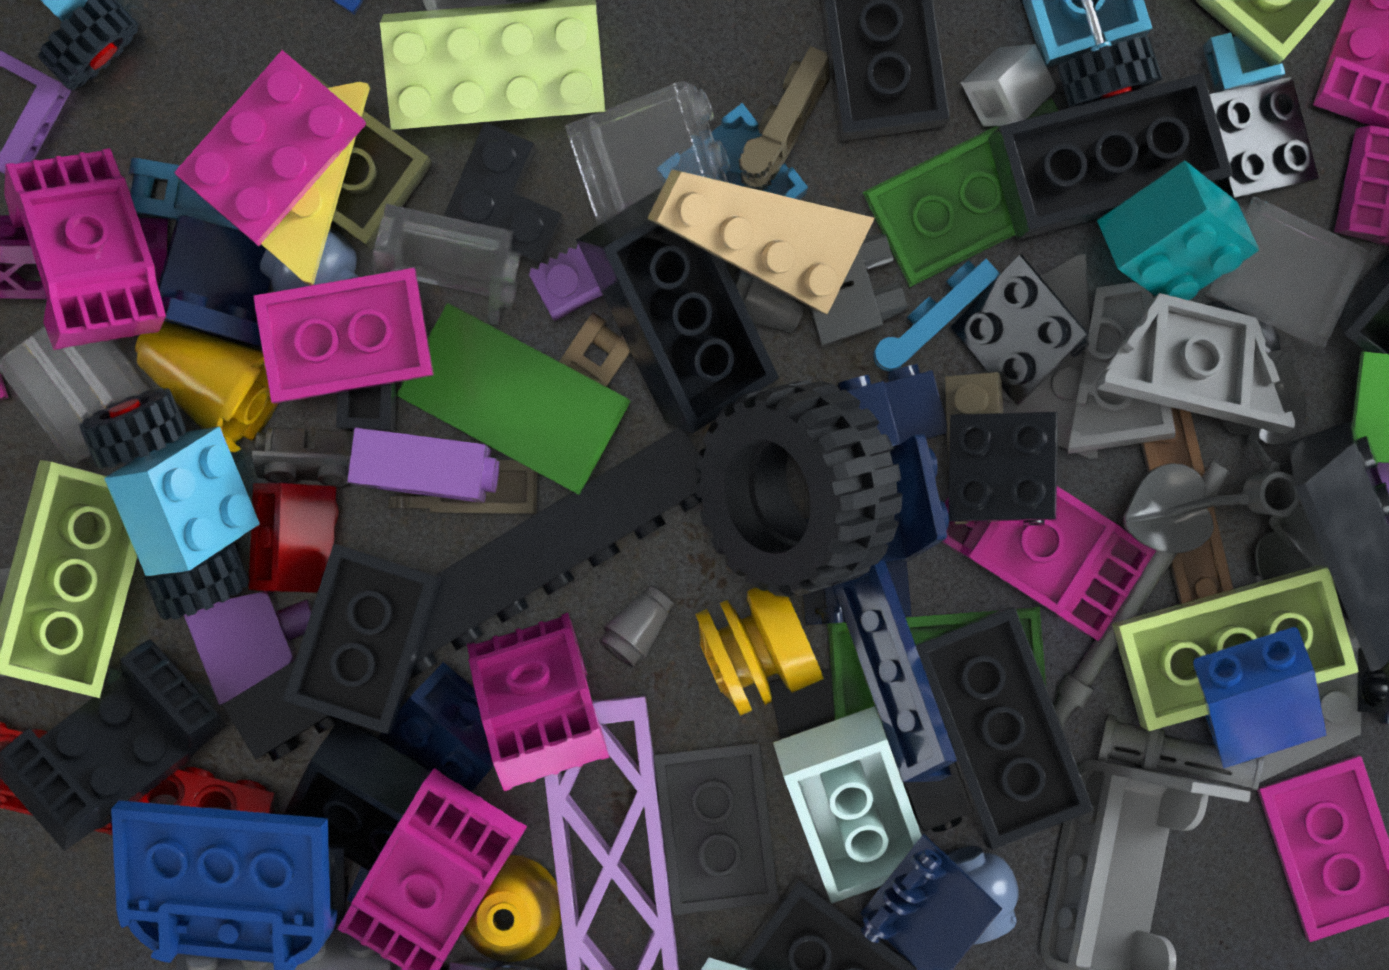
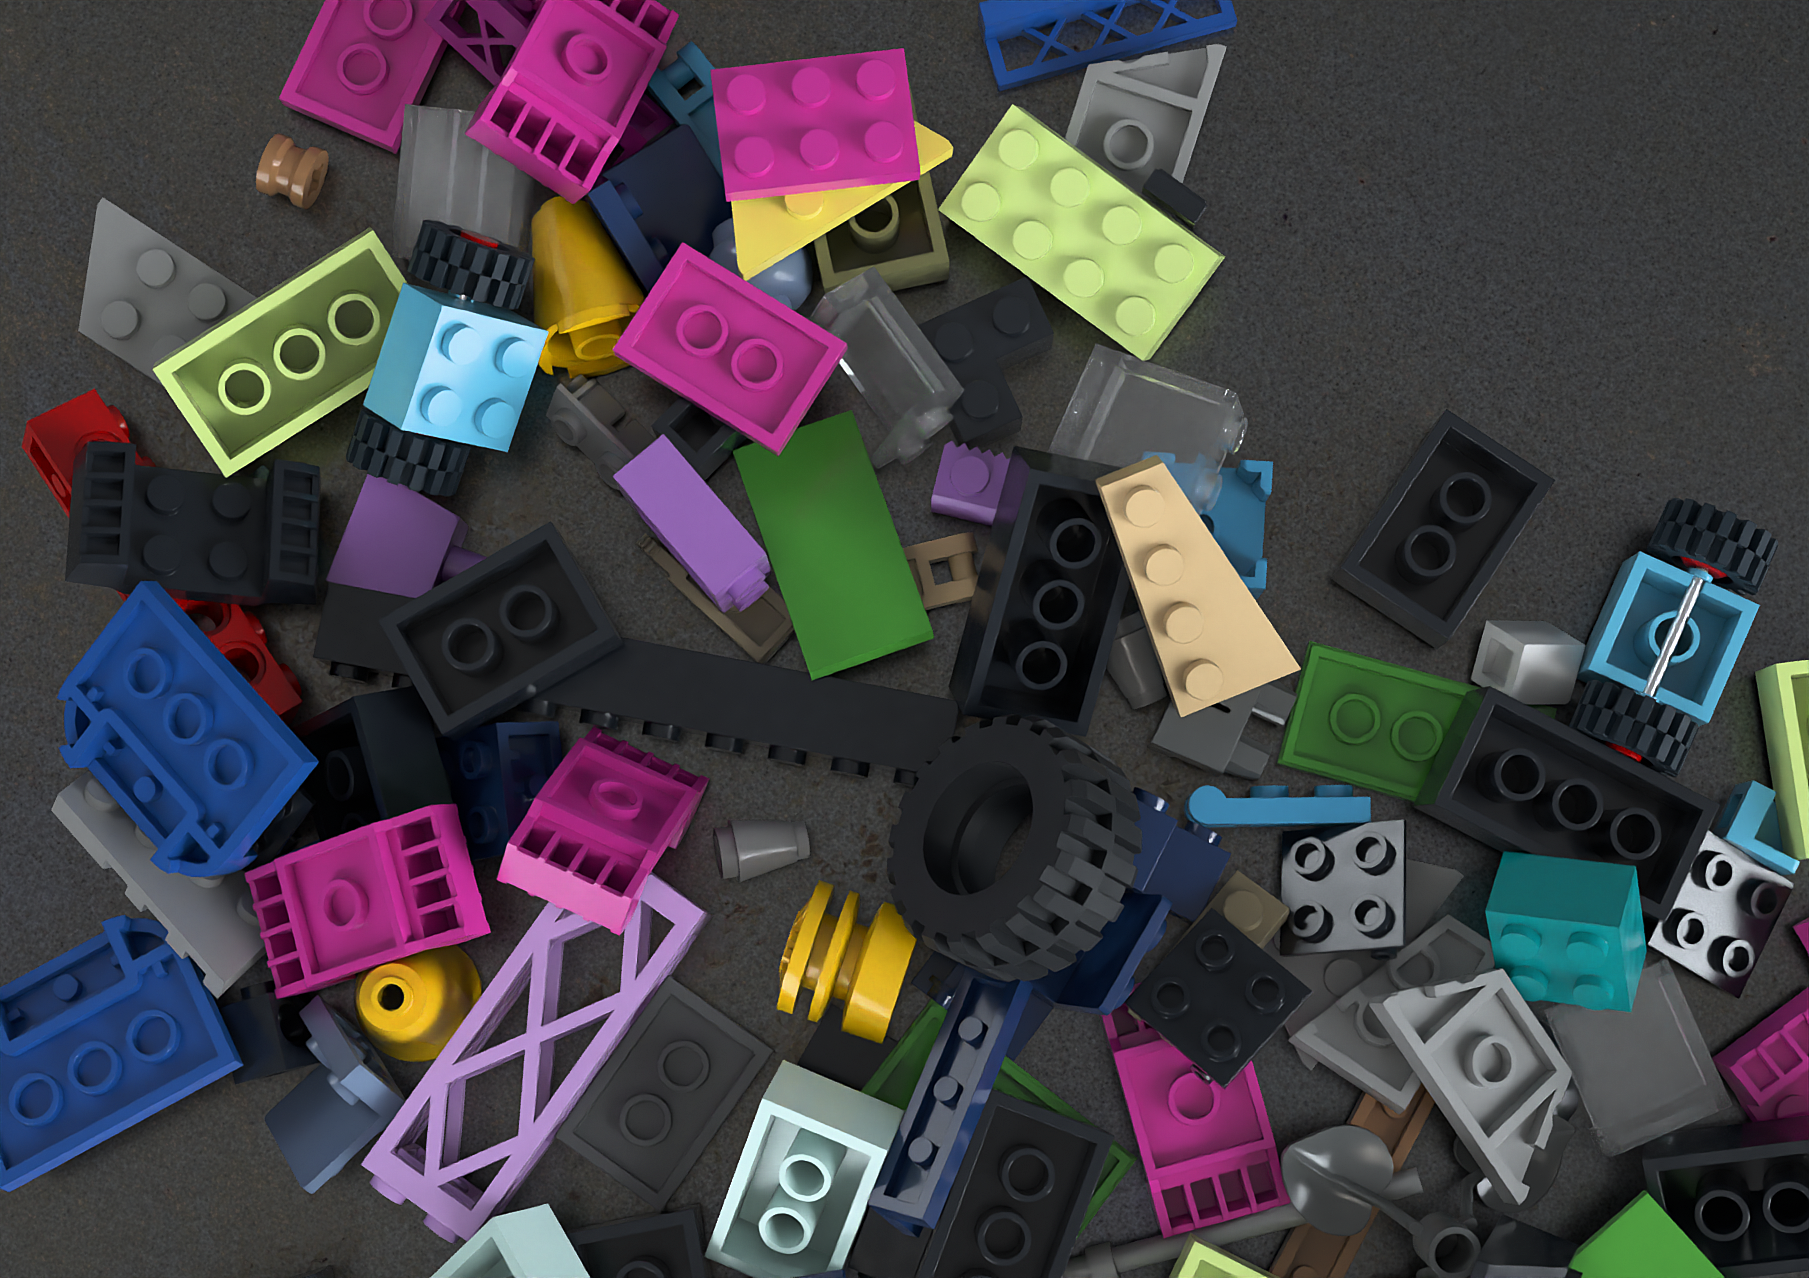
camera: 45 degrees right, 5 degrees down
(292, 537) = (526, 487): red brick -> none
(785, 122) = (1298, 514): dark tan hinge -> none

